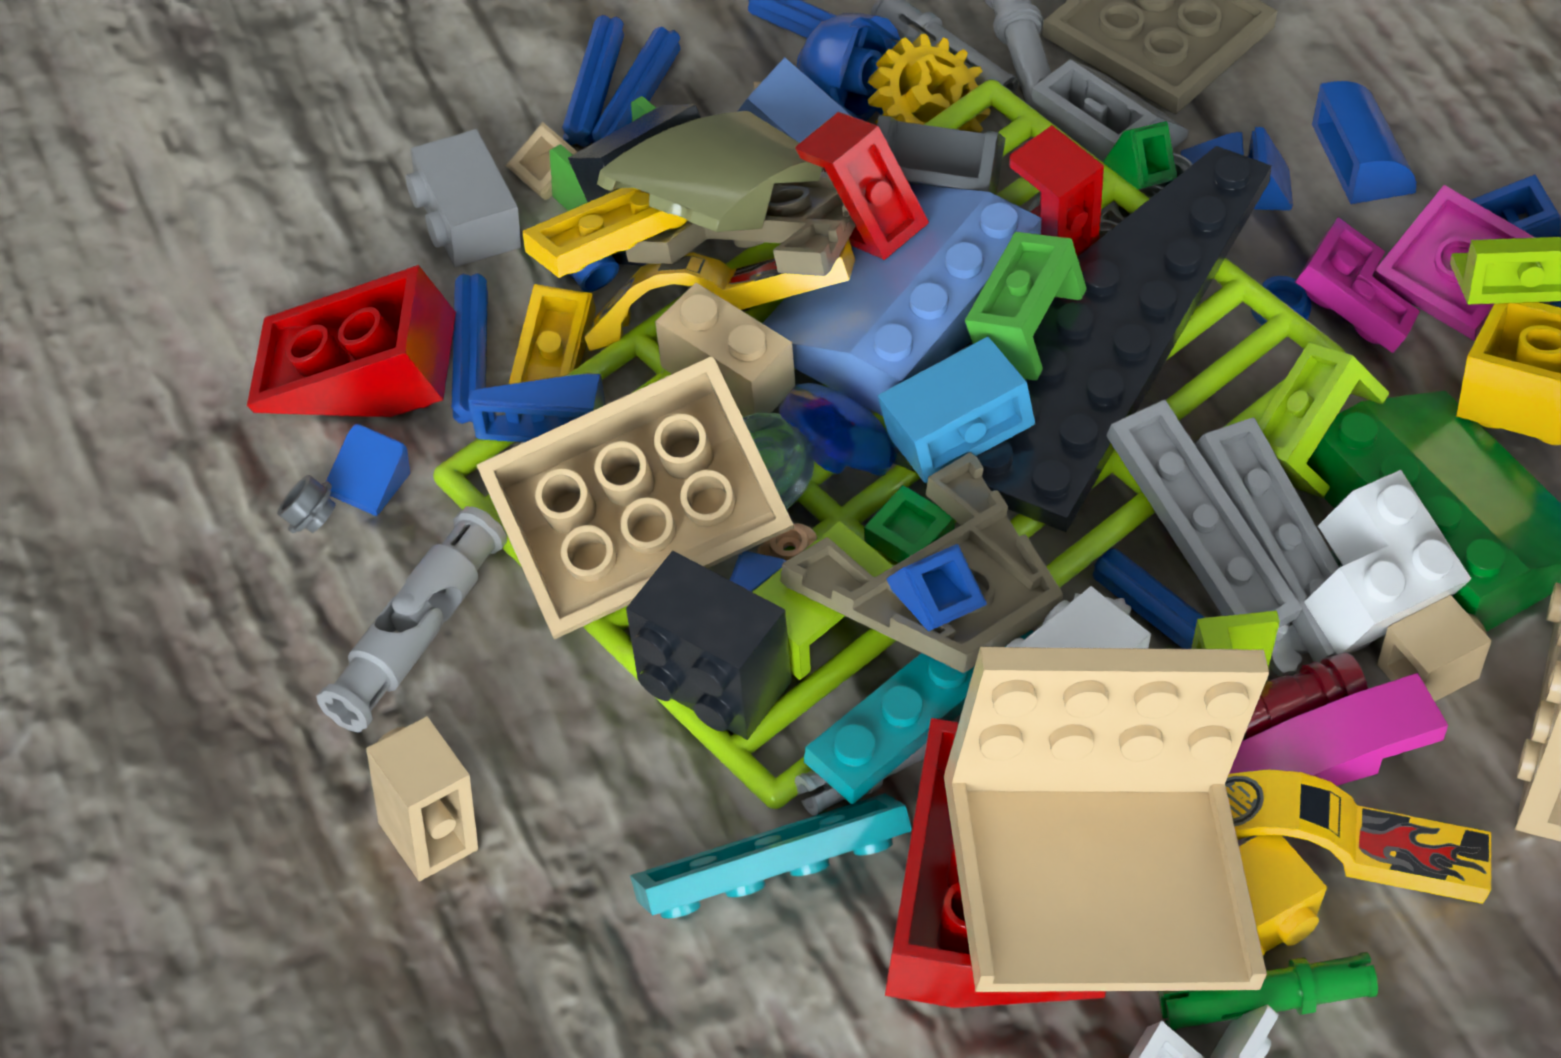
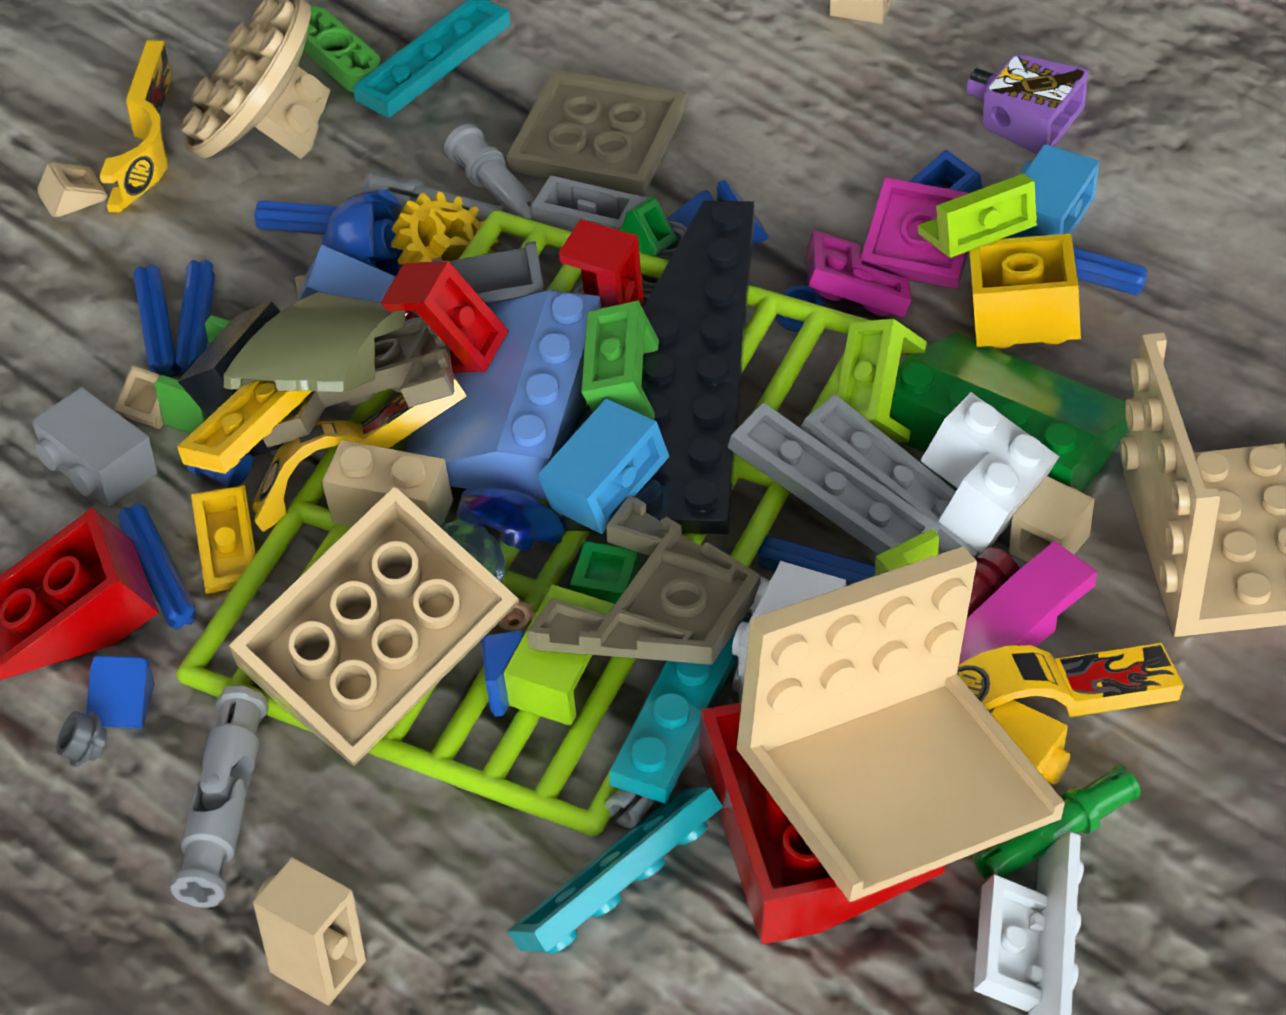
camera: 20 degrees left, 5 degrees down
(533, 406) = (246, 588): blue slope -> none
(709, 645) = (493, 719): black brick -> none
(938, 588) = (664, 604): blue slope -> none
(1360, 143) = (799, 171): blue brick -> none

